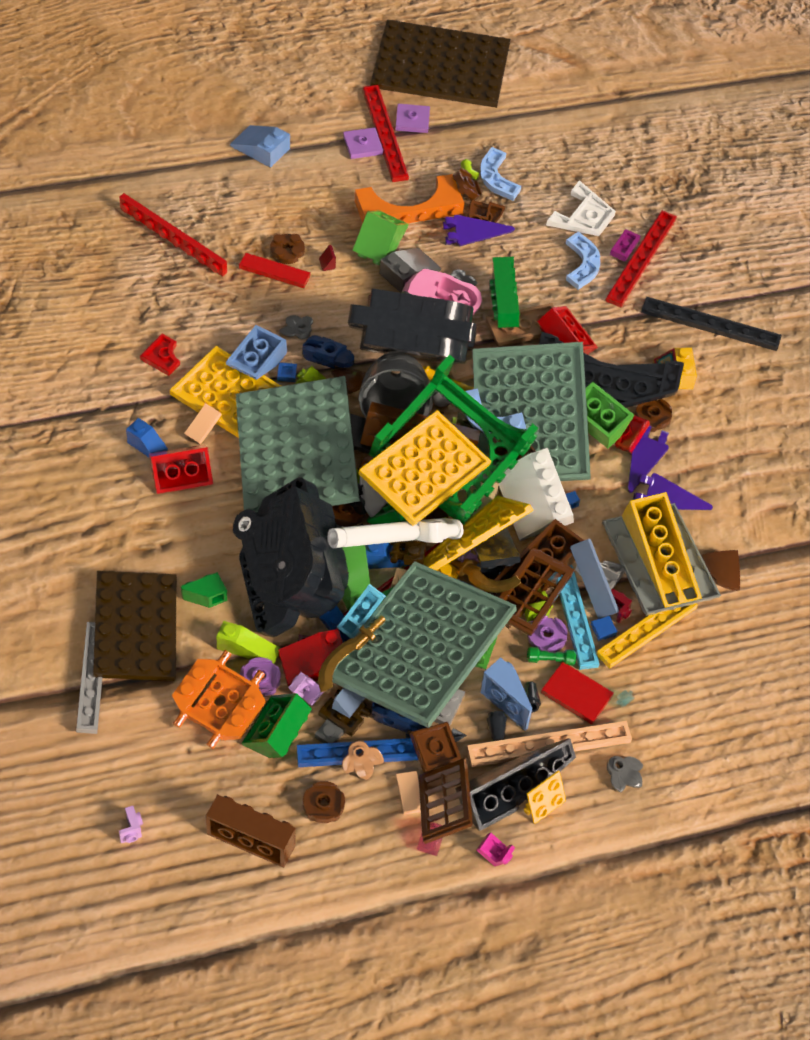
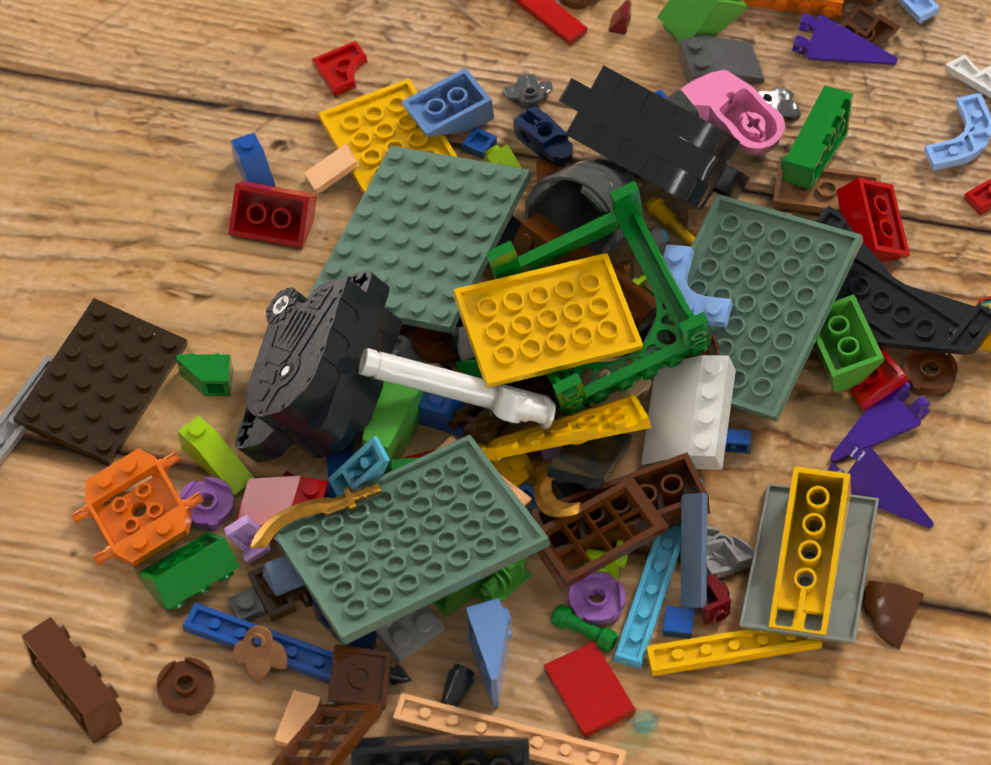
camera: 35 degrees right, 0 degrees up
(533, 696) = (521, 670): black cone -> none

